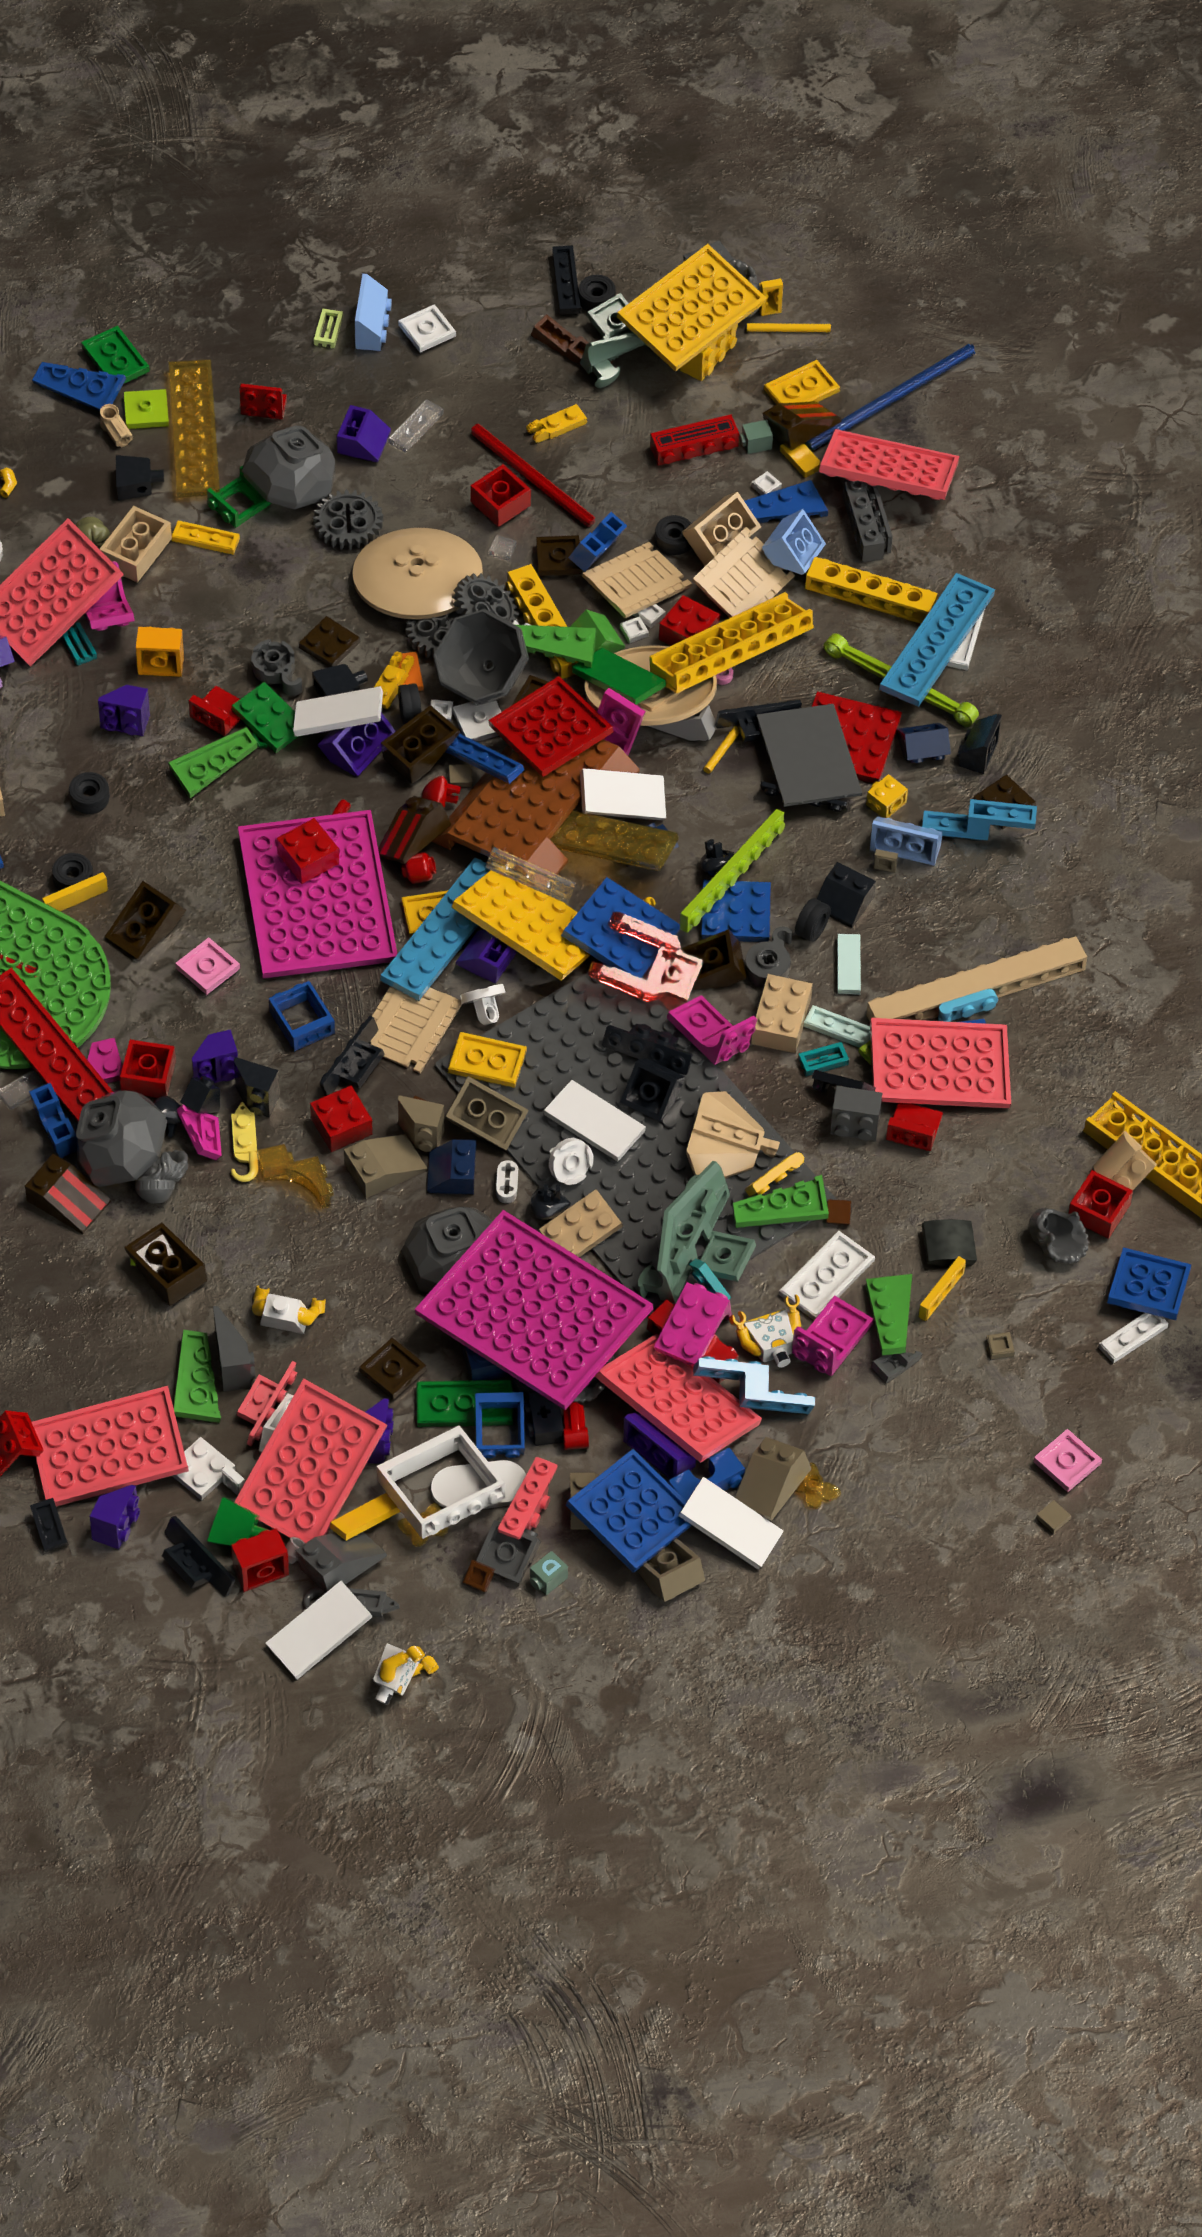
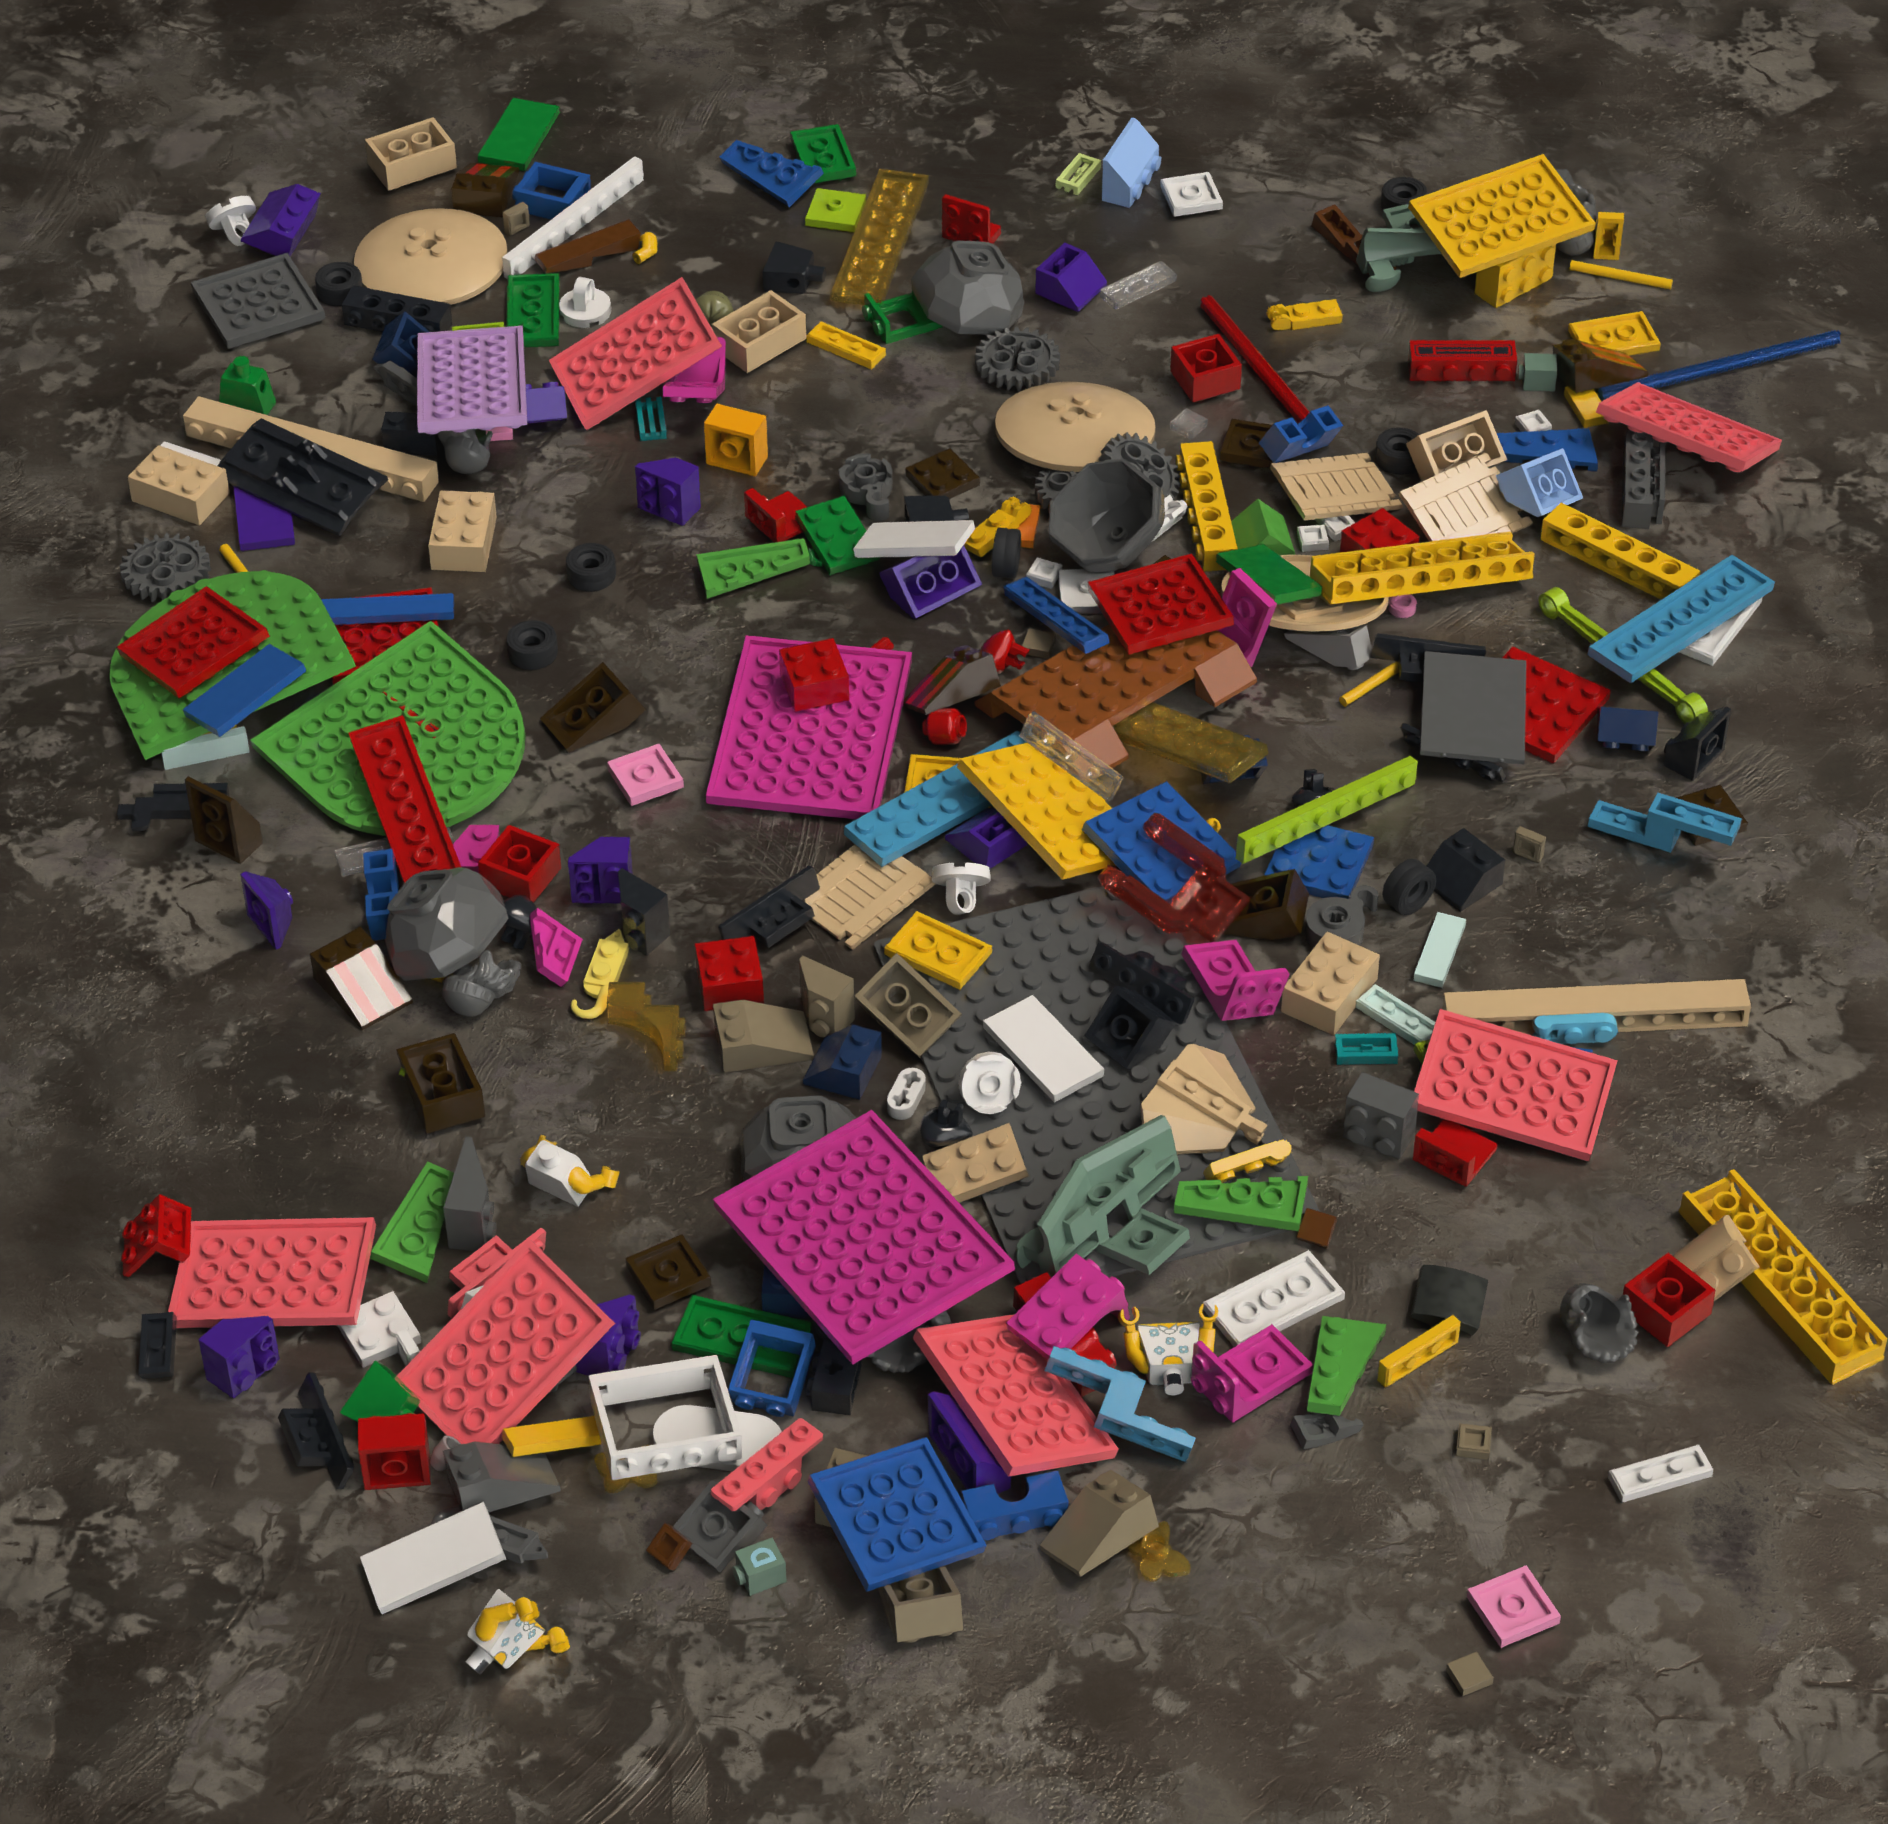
camera: 20 degrees right, 10 degrees down
(77, 893) = (527, 664): yellow tile -> none
(114, 425) = (791, 216): tan piece -> none
(202, 1095) = (567, 905): black slope -> none
(310, 1032) = (734, 871): blue window -> none
(419, 744) = (998, 595): dark brown slope -> none
(564, 642) = (1214, 524): bright green wing -> none
(566, 280) = (1373, 178): black plate -> none
(575, 1431) = (868, 1405): red piece -> none
(622, 794) = (1223, 698): white tile -> none
(704, 1275) = (1105, 1253): teal plate -> none
(731, 1523) = (1024, 1566): white tile -> none
(823, 1080) = (1354, 1067): black hinge -> none
(886, 796) = (1557, 776): yellow head -> none
(906, 839) = (1564, 827): light blue slope -> none
(1149, 1283) = (1702, 1413): blue plate -> none

